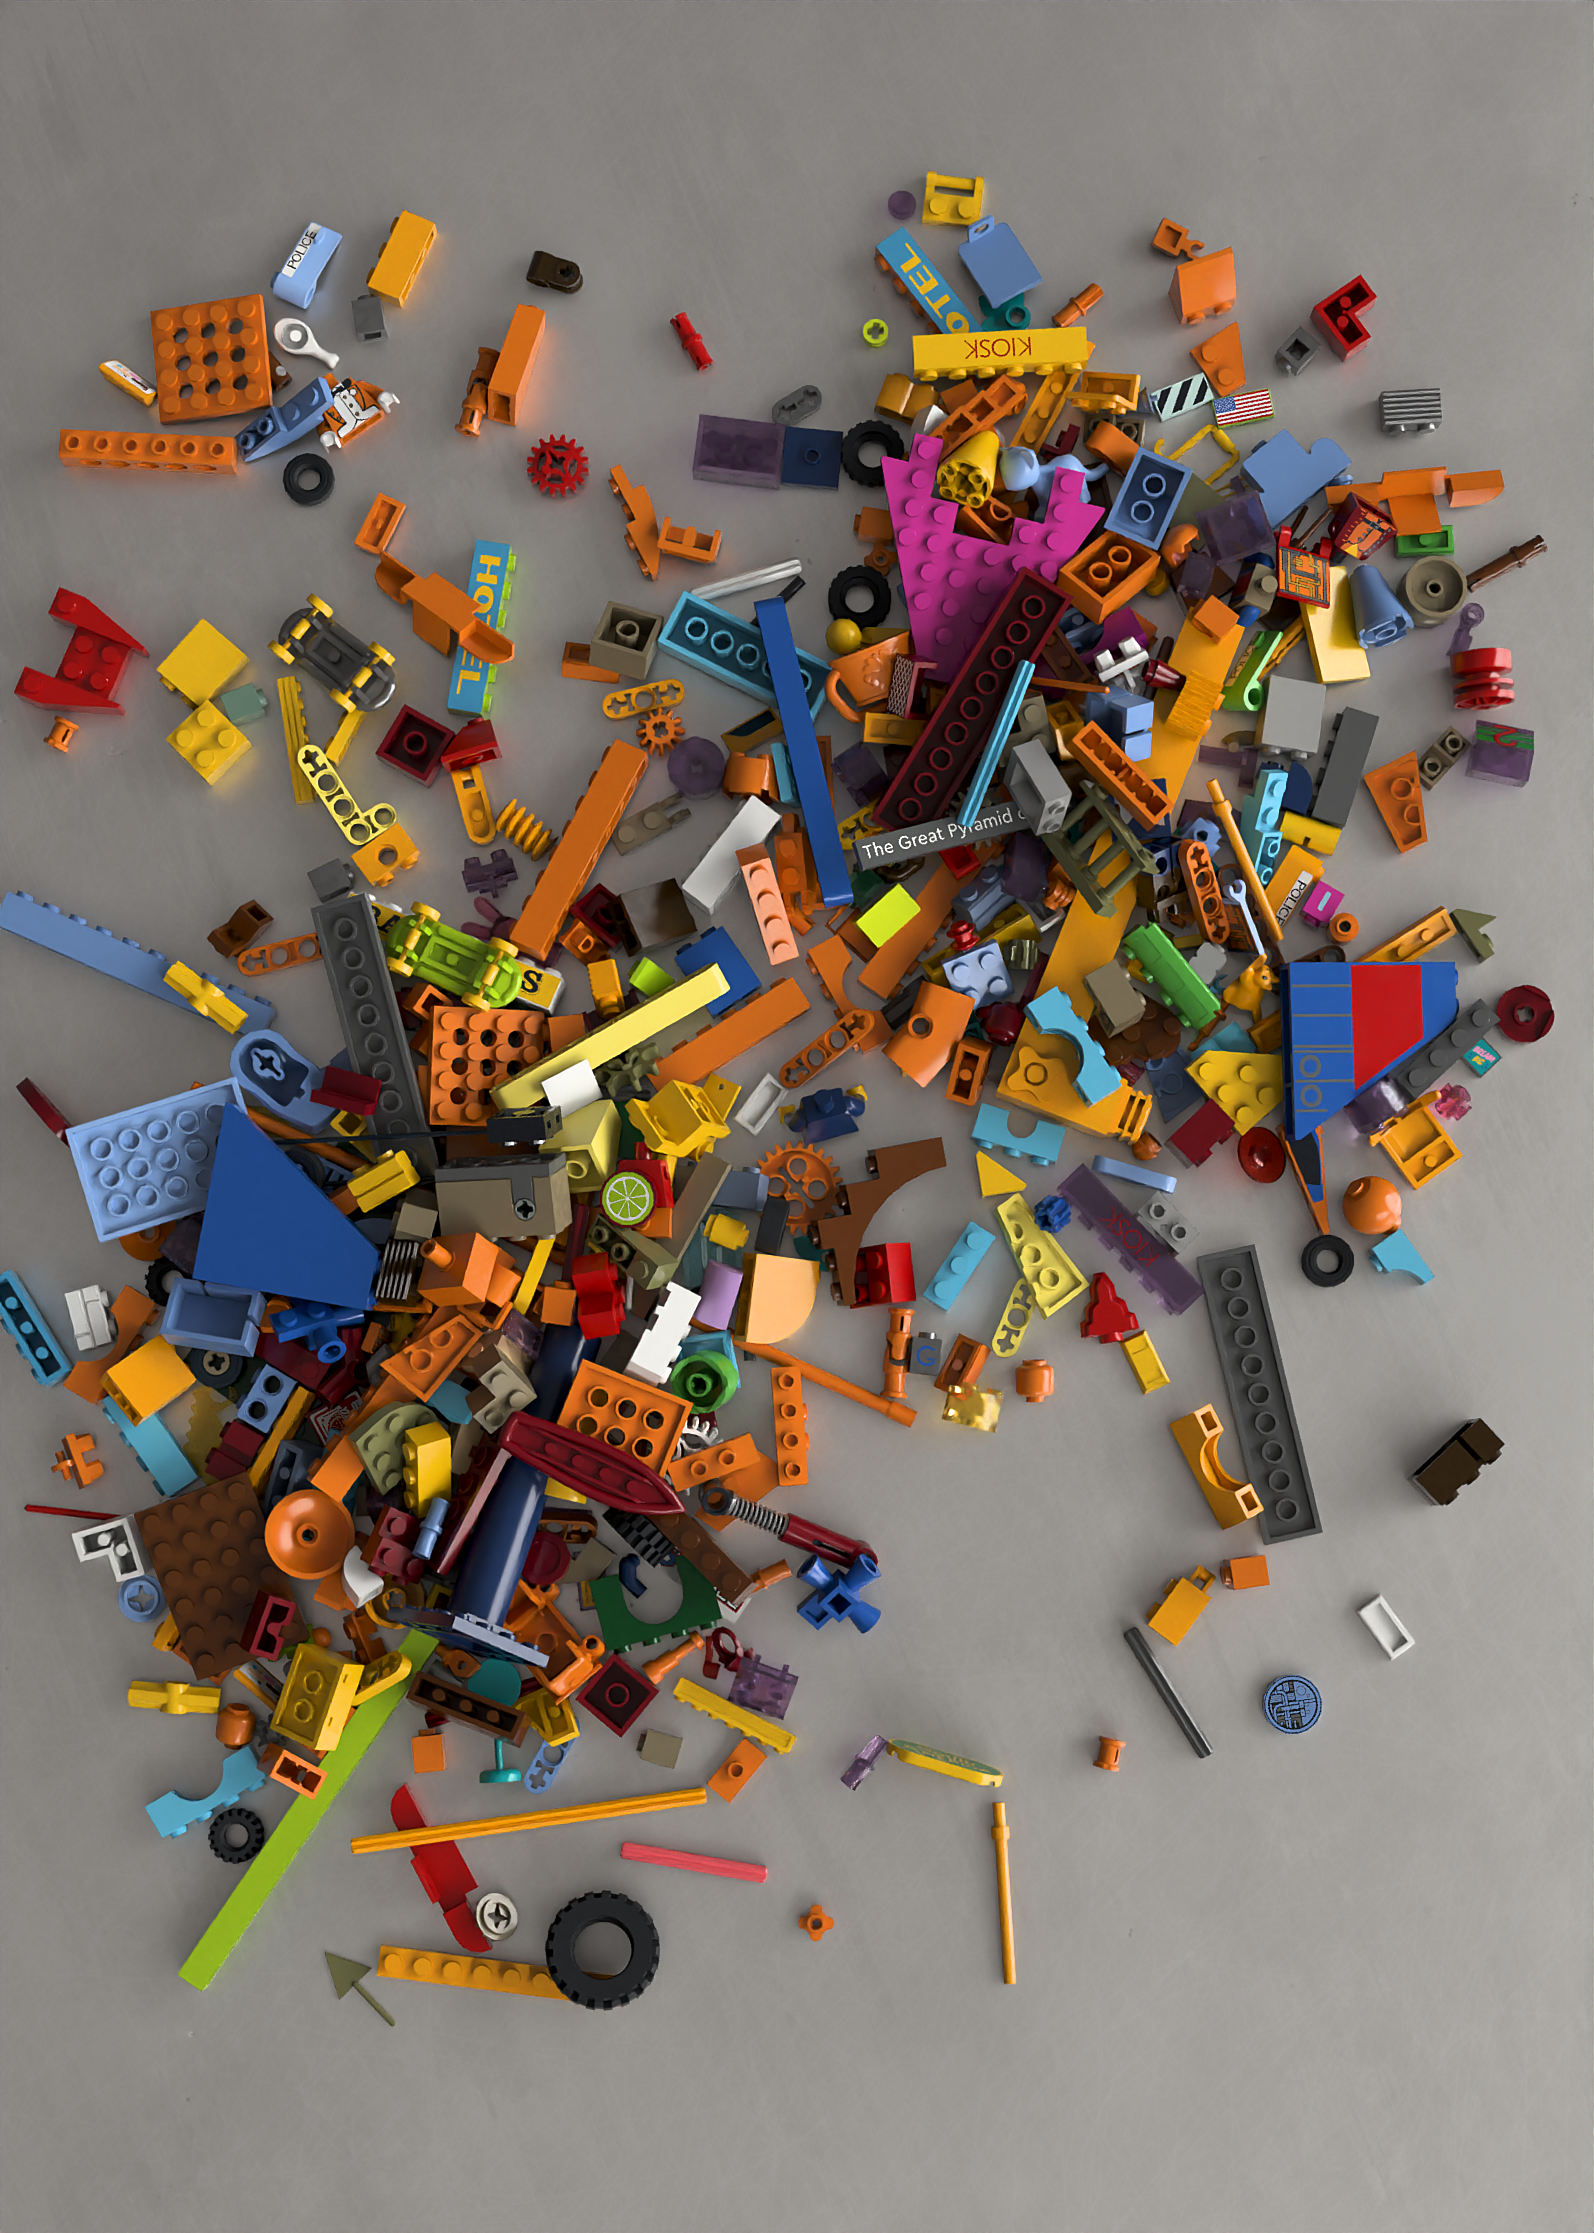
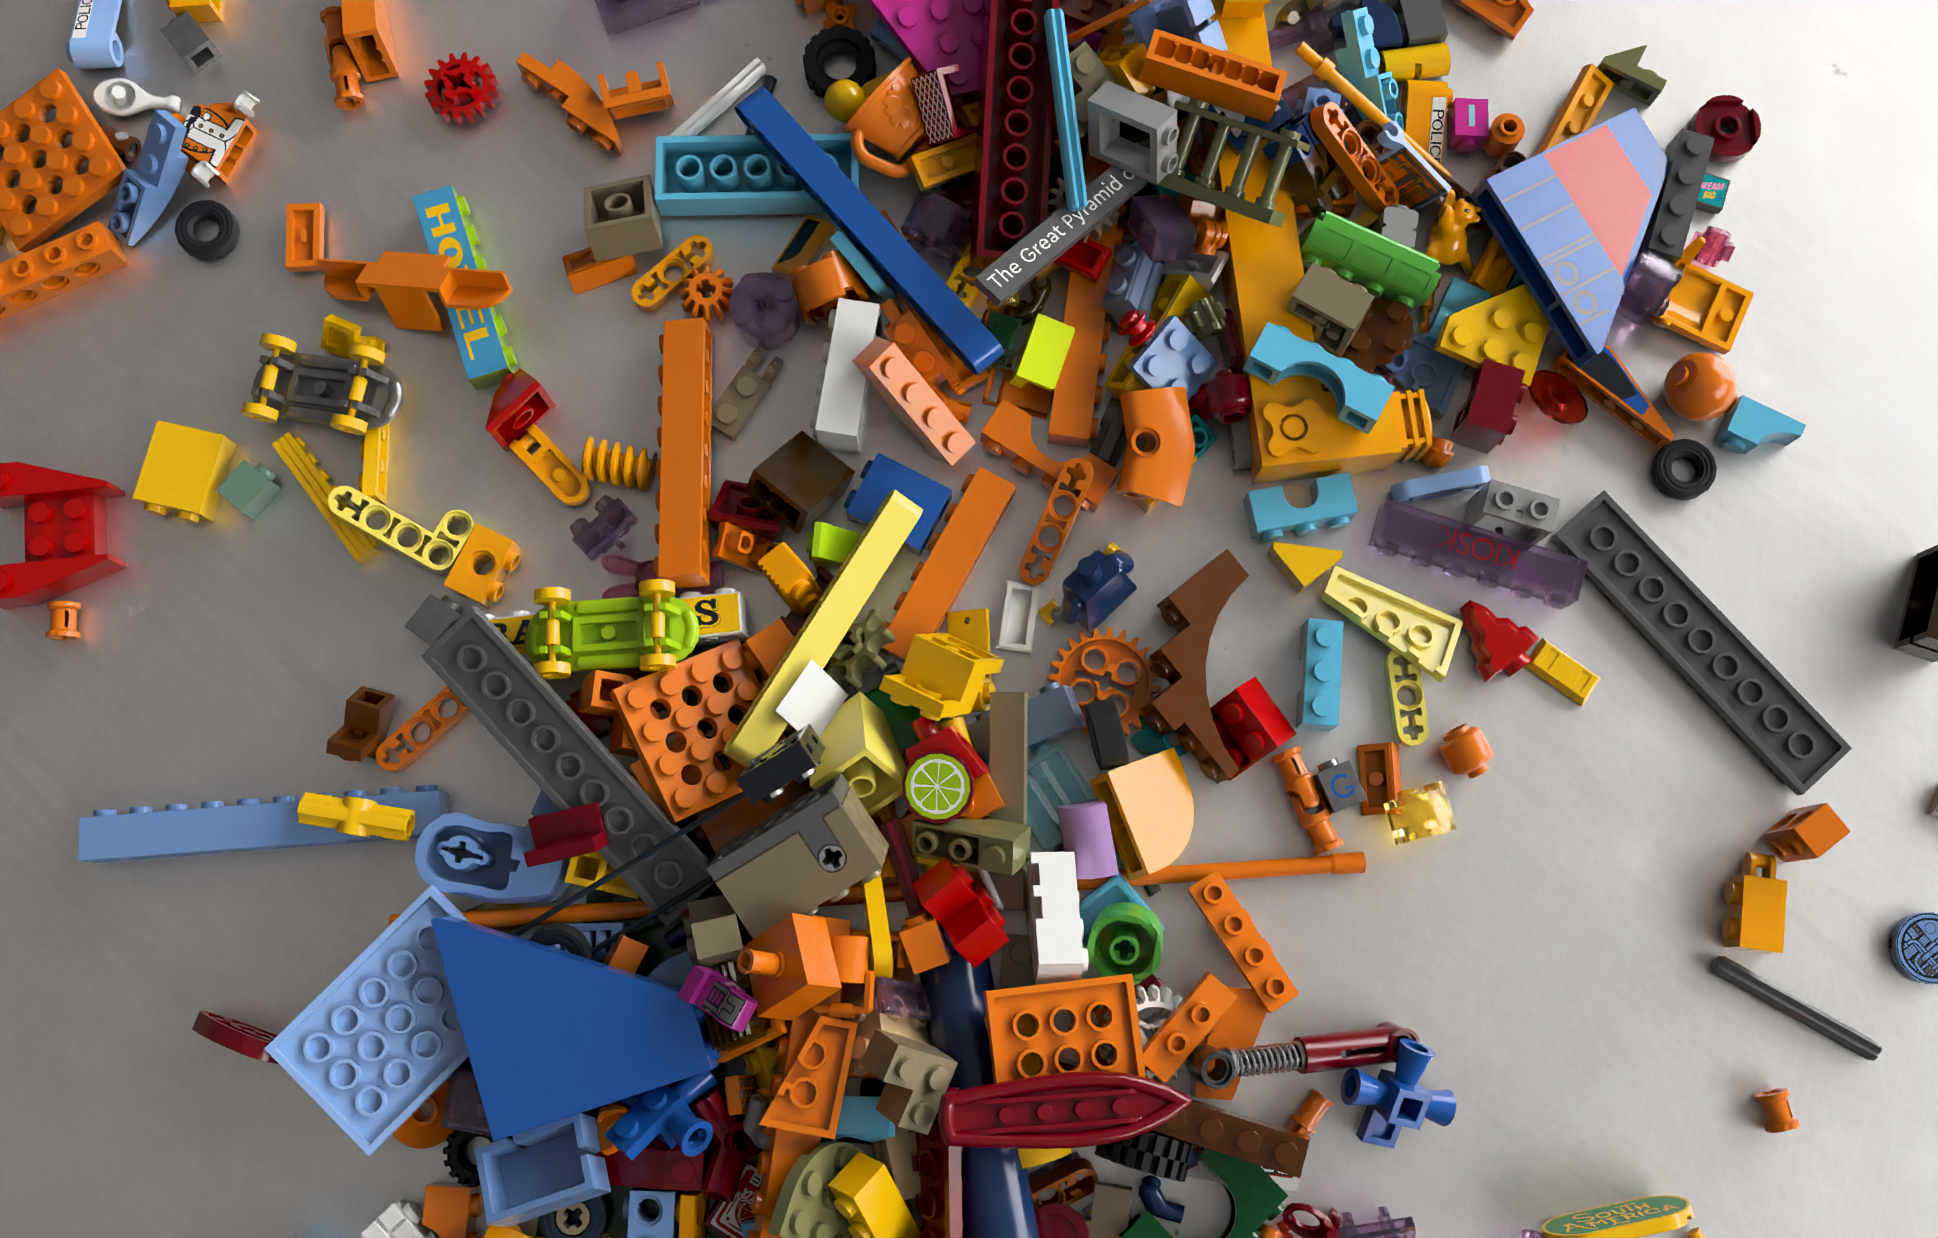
camera: 30 degrees left, 5 degrees down
(209, 742) = (230, 546): yellow brick -> none
(371, 624) = (341, 333): none -> yellow plate
(383, 1180) = (655, 912): yellow brick -> none
(396, 1262) = (718, 997): none -> magenta leg
(415, 745) = (454, 436): dark red brick -> none
(726, 1231) = (1059, 767): yellow brick -> none
(969, 1070) = (1217, 465): orange brick -> none
(1052, 1214) = (1386, 567): blue gear -> none
(1198, 1438) = (1742, 766): light orange arch -> none

